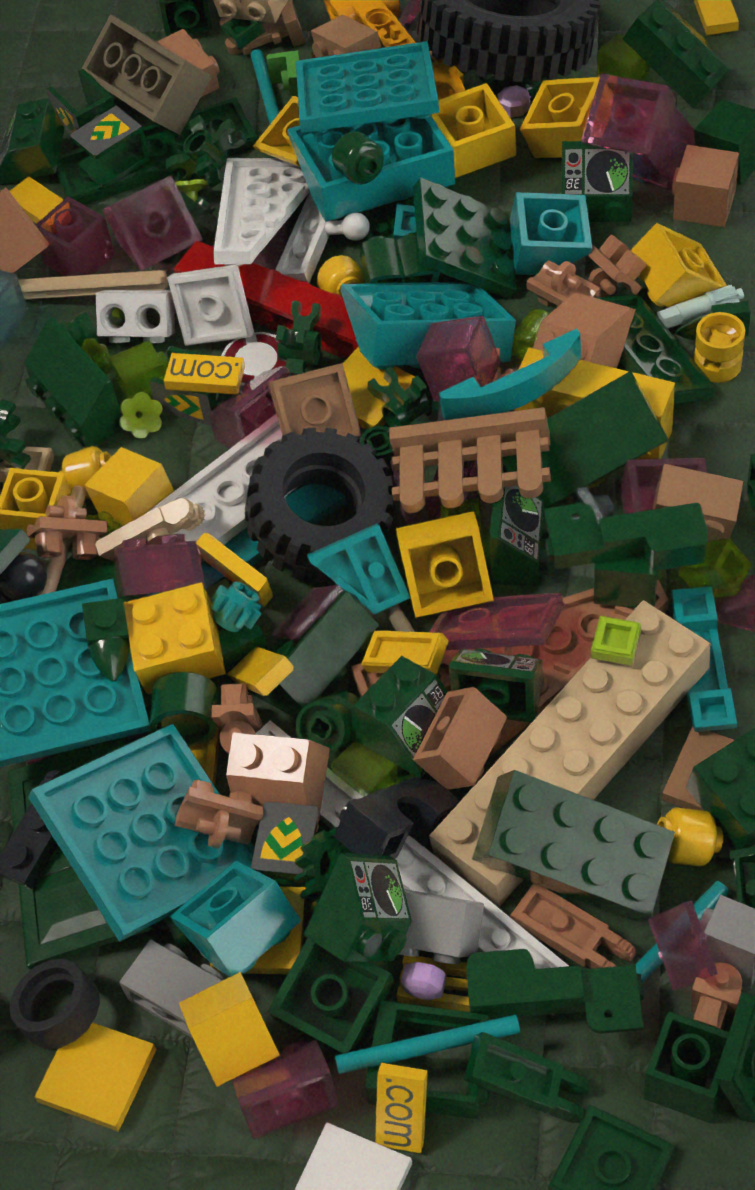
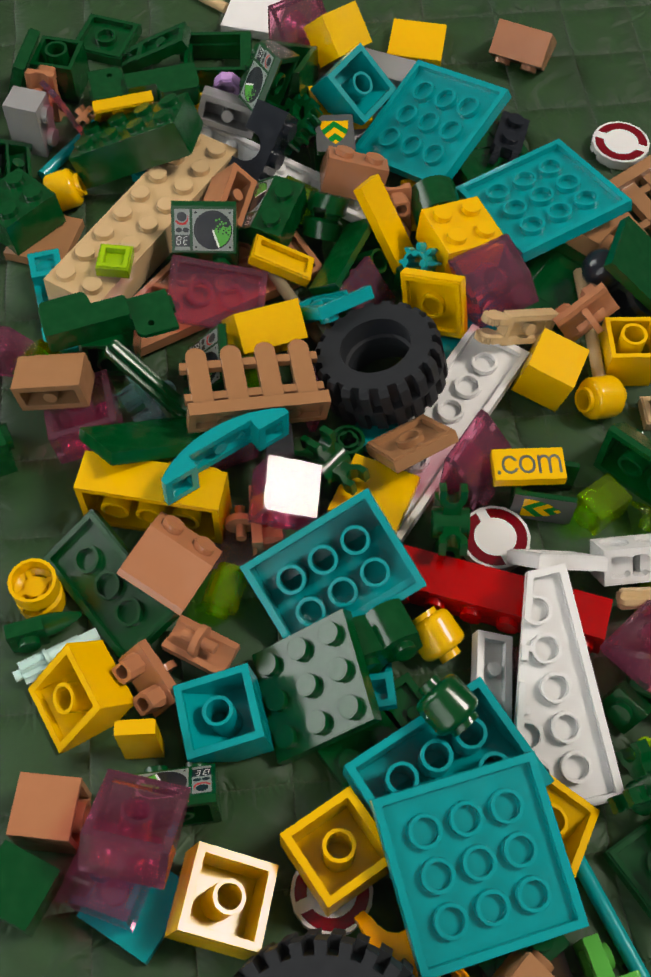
camera: 160 degrees right, 5 degrees up
(71, 1020) = (458, 42): black tyre -> none
(107, 636) = (511, 218): dark green plate -> none
(148, 417) = (585, 459): lime plant -> none
(219, 815) = (385, 133): nougat hips -> none
(401, 1107) = (226, 21): yellow tile -> none
(425, 1044) = (216, 47): teal bar -> none
(589, 913) = (105, 108): none -> yellow tile
(602, 505) = (145, 378): none -> dark green axle
(625, 214) = (139, 738): none -> yellow tile
(650, 940) = (84, 114): none -> nougat axle

